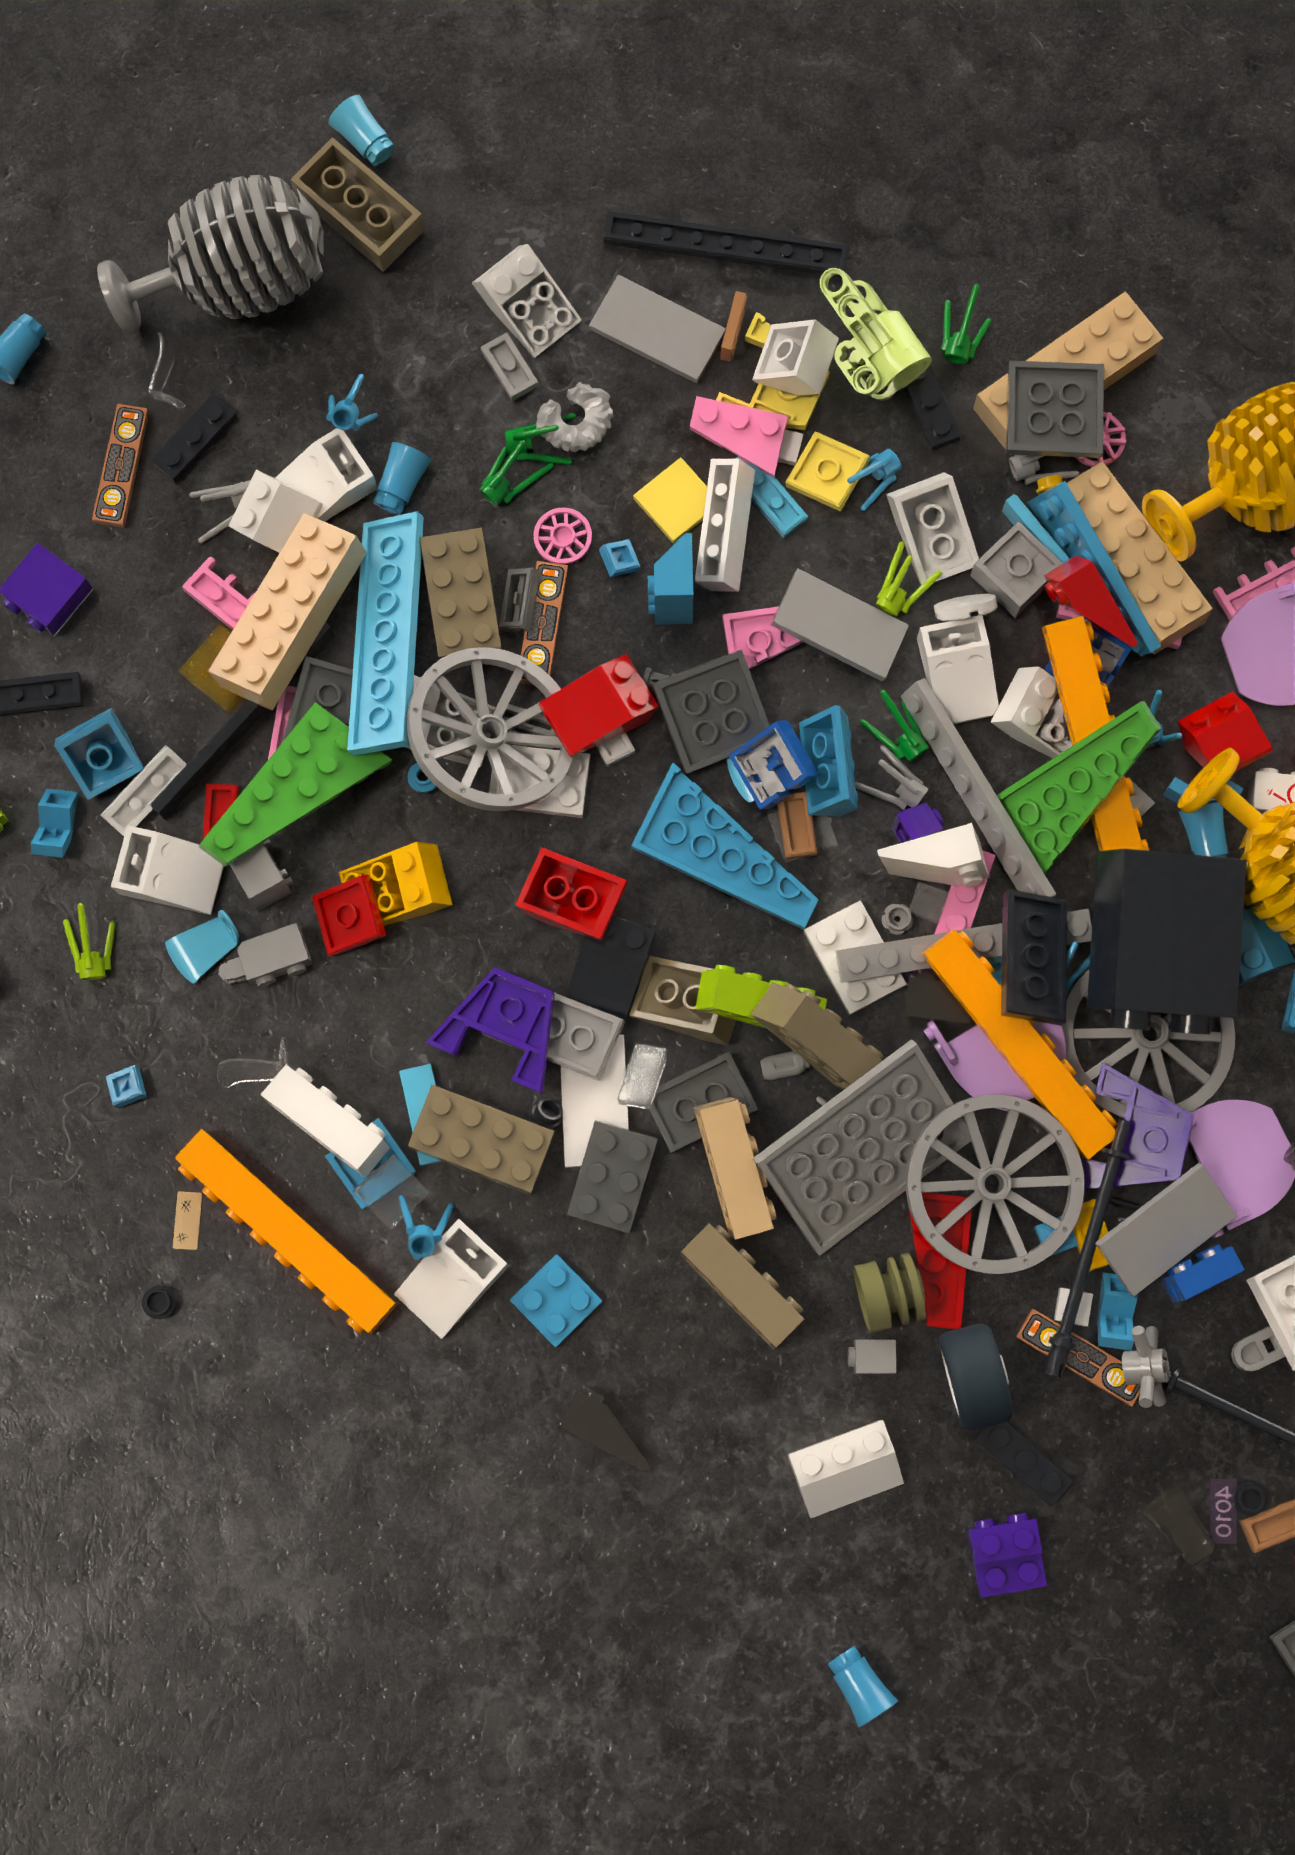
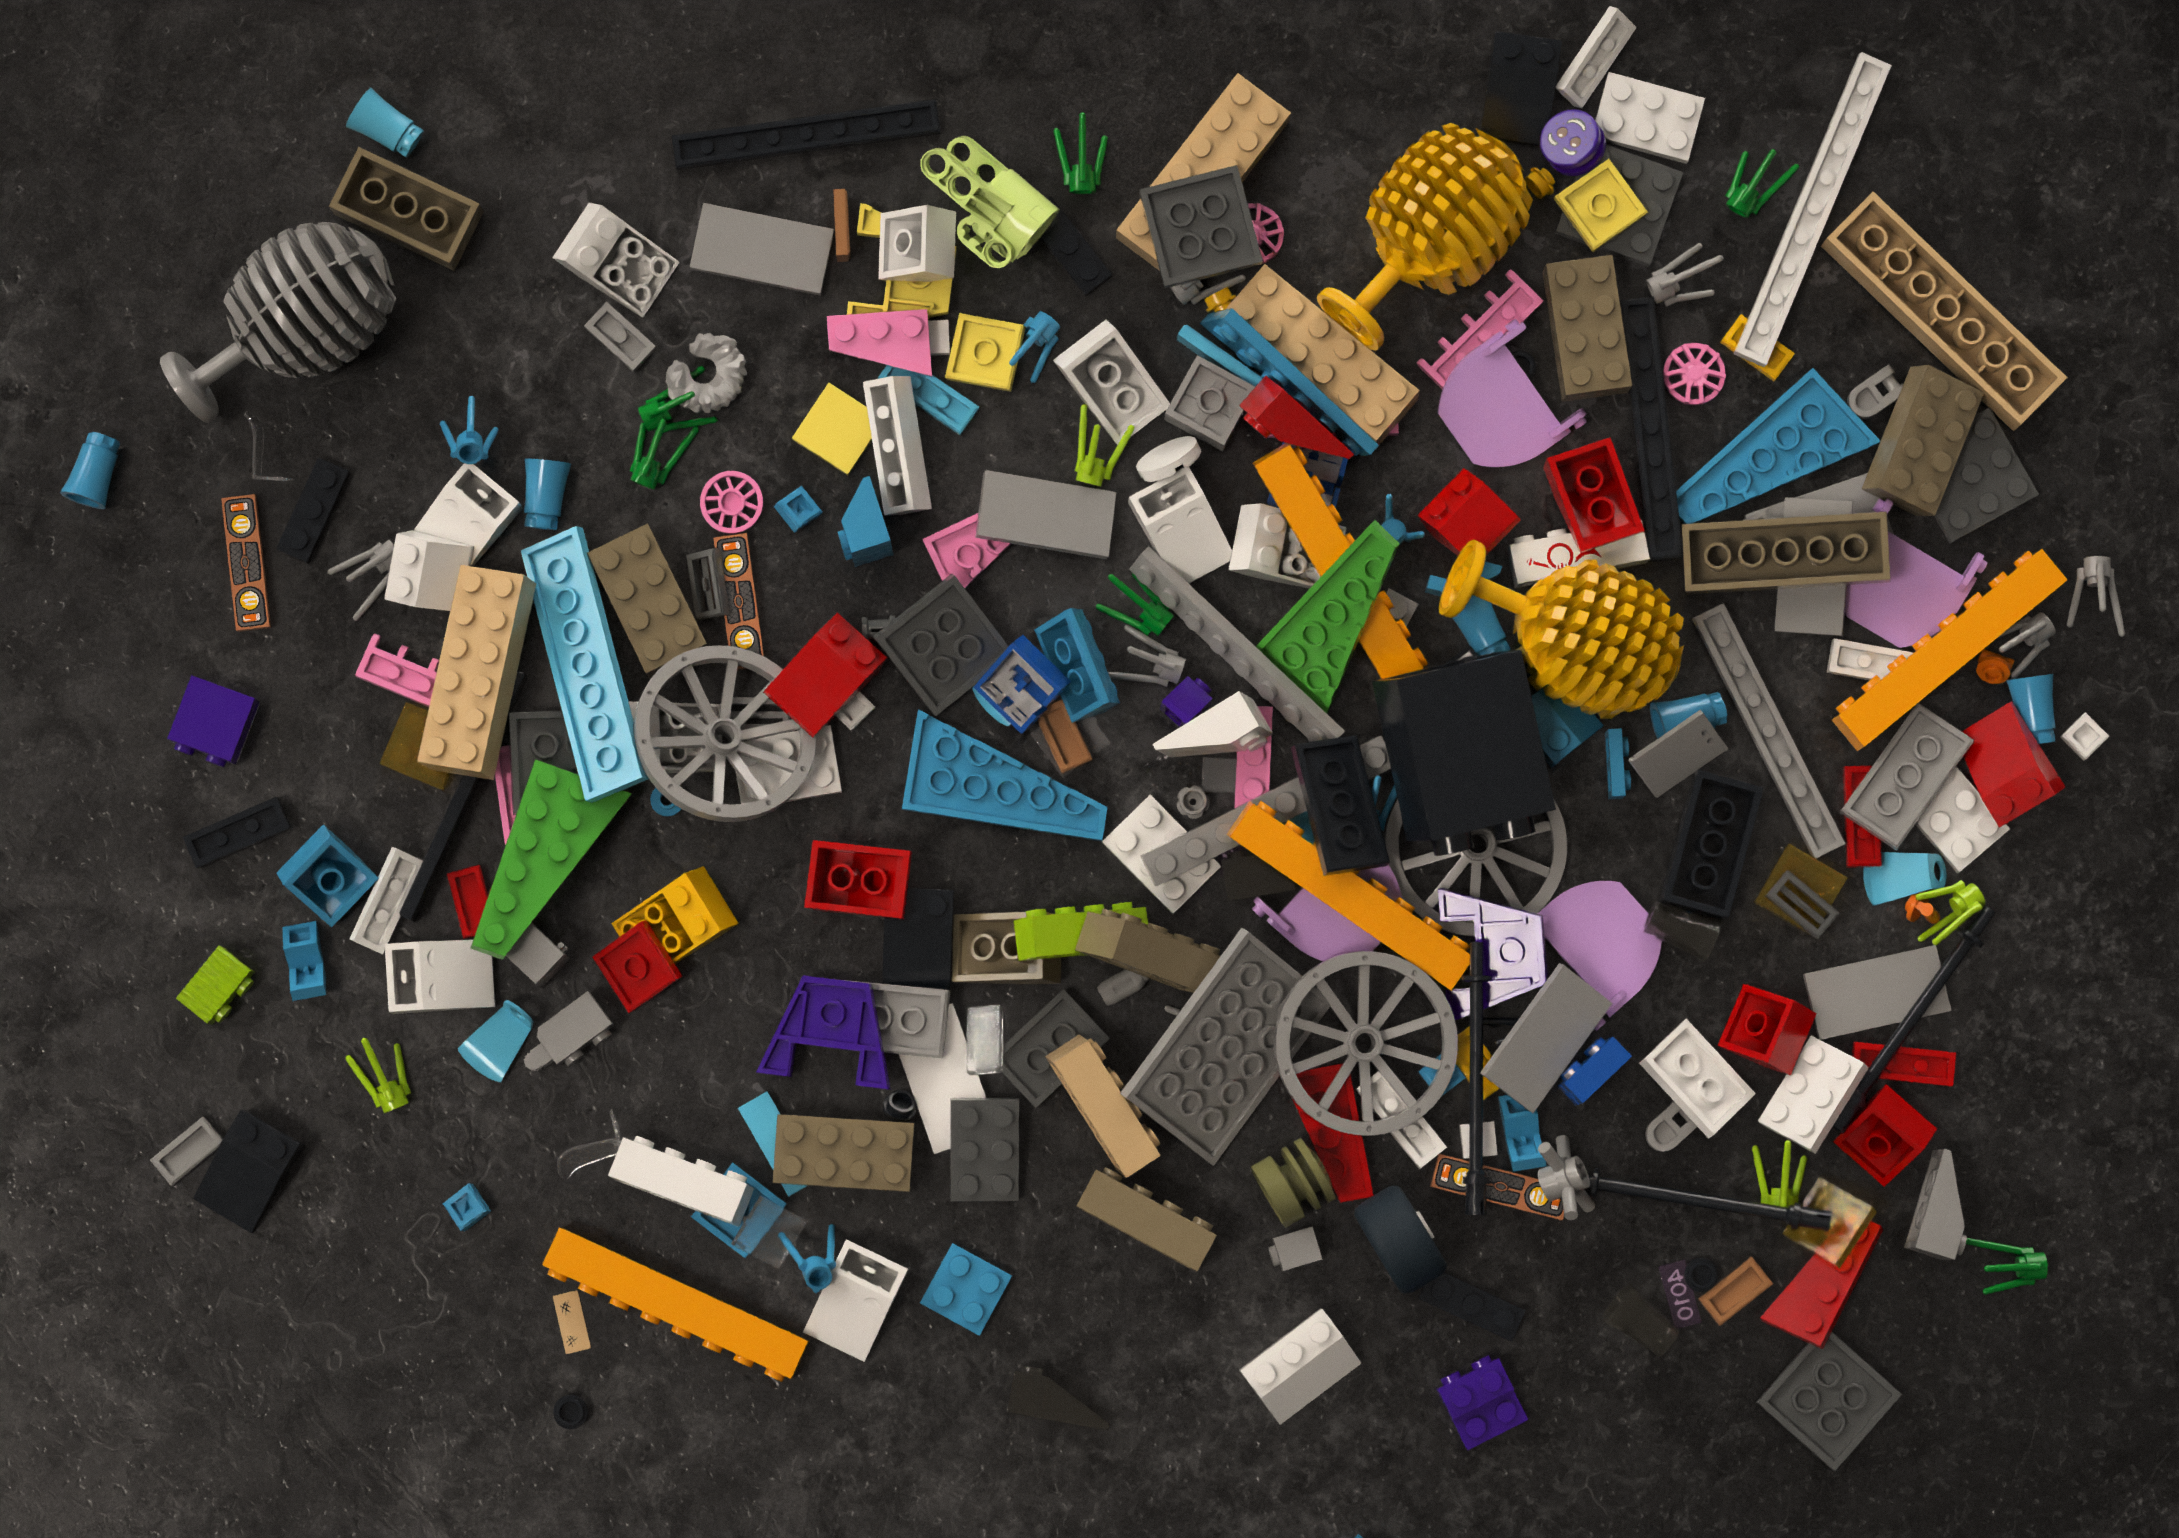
camera: 25 degrees left, 5 degrees up
(1017, 1287) = (1416, 1139): none -> white plate

